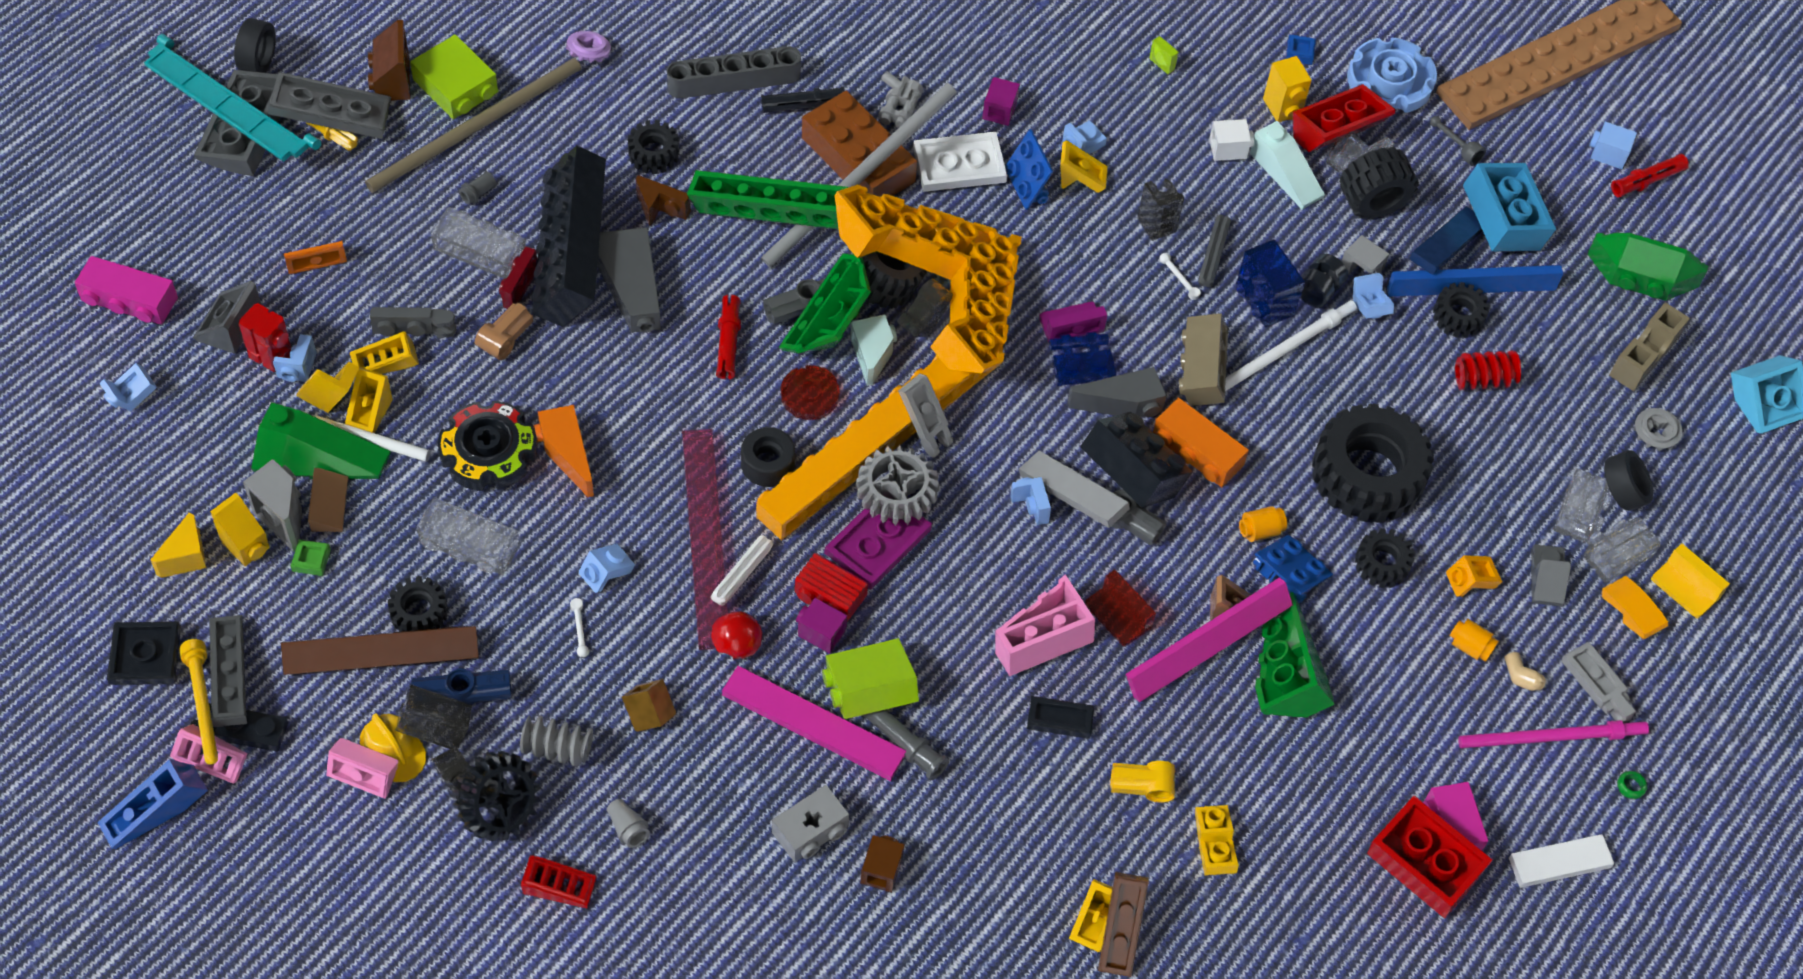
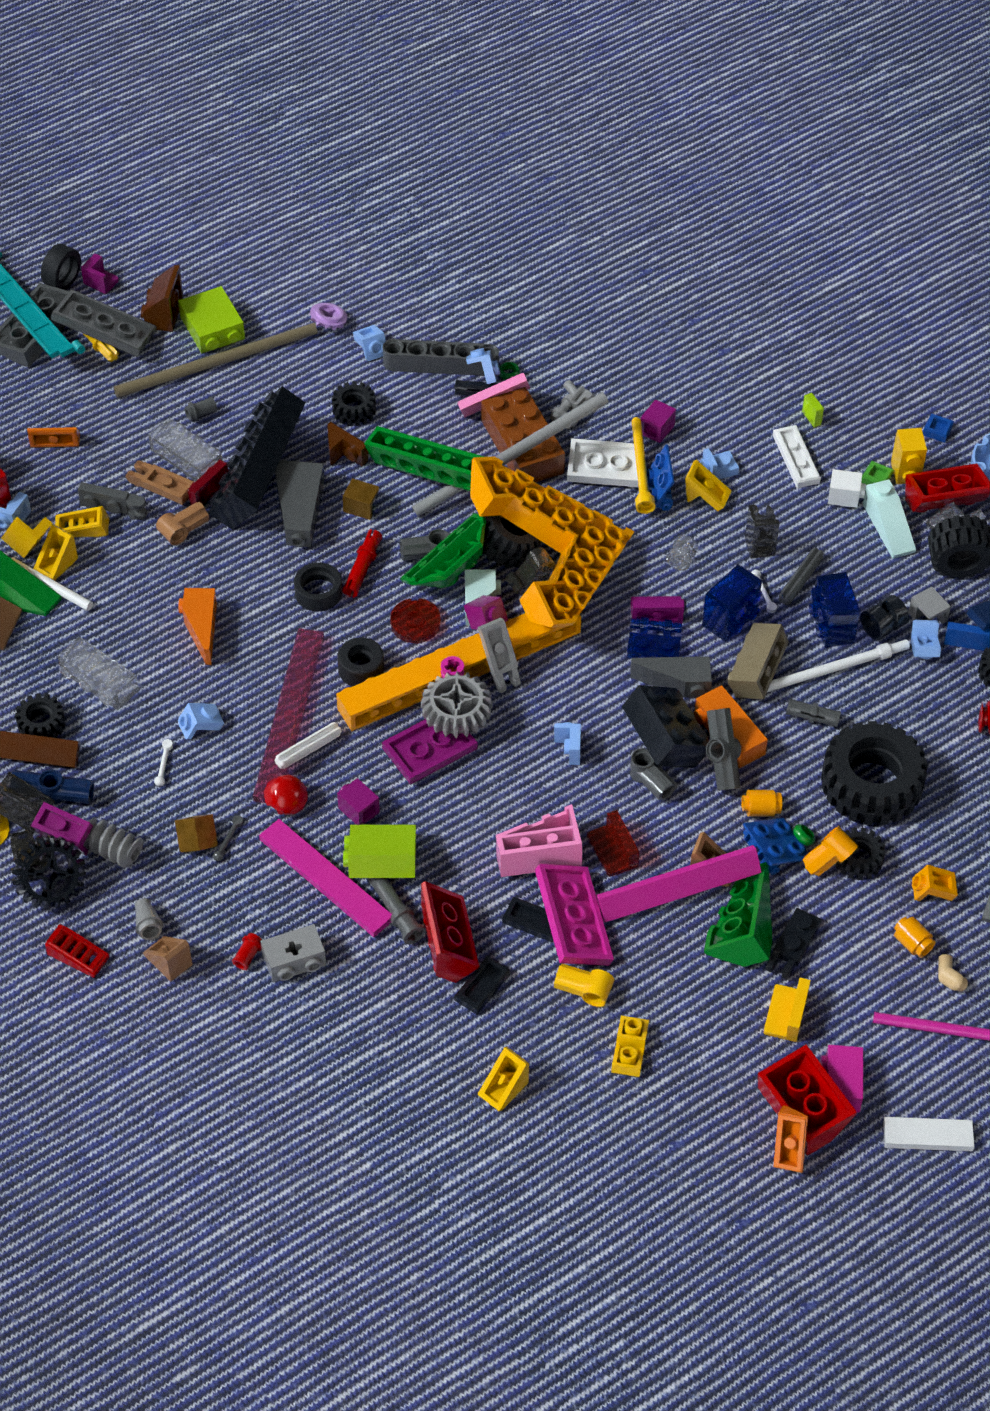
camera: 20 degrees right, 5 degrees down
(299, 50) = (95, 275): none -> magenta panel
(461, 286) = (160, 481): none -> medium nougat hinge
(487, 445) = (138, 607): black piece -> none
(493, 735) = (61, 823): none -> magenta panel
(649, 67) = (371, 340): none -> light blue bracket
(667, 861) = (170, 956): none -> medium nougat slope
(687, 357) = (318, 571): none -> black tyre
(689, 679) = (237, 822): none -> dark grey hinge
(701, 260) = (359, 498): none -> pearl gold panel
(756, 833) = (247, 951): none -> red pin
(794, 118) = (473, 403): none -> bright pink tile
(798, 74) = (490, 367): none -> light blue bracket
(814, 66) = (509, 365): none -> green piece
(830, 585) = (376, 773): red brick -> none
(878, 435) = (452, 661): none -> dark pink bush
(882, 863) = (341, 997): reddish brown brick -> none
(893, 368) = (485, 610): none -> magenta brick
(978, 759) = (448, 932): none -> red slope
(1020, 197) = (645, 500): none -> yellow piece
(1031, 808) = (482, 985): none -> black tile
(1075, 489) = (607, 740): light grey tile -> none
(1080, 249) = (682, 553): none -> clear wheel
(1107, 702) = (574, 915): none -> dark pink plate
(1123, 924) = (520, 1089): reddish brown tile -> none
(1158, 299) = (732, 603): none -> clear blue brick
(1162, 112) = (796, 456): none -> white tile
(1214, 489) = (723, 749): none -> dark grey piece
(1256, 115) = (876, 472): none -> bright green tile
(1281, 406) = (813, 712): none -> dark grey pin
(1319, 550) = (804, 835): none -> green piece
(1349, 674) = (794, 941): none -> black hinge
(1363, 559) = (833, 848): none -> light orange piece
(1369, 756) = (787, 1010): none -> yellow panel
(1431, 908) = (790, 1140): none -> orange slope

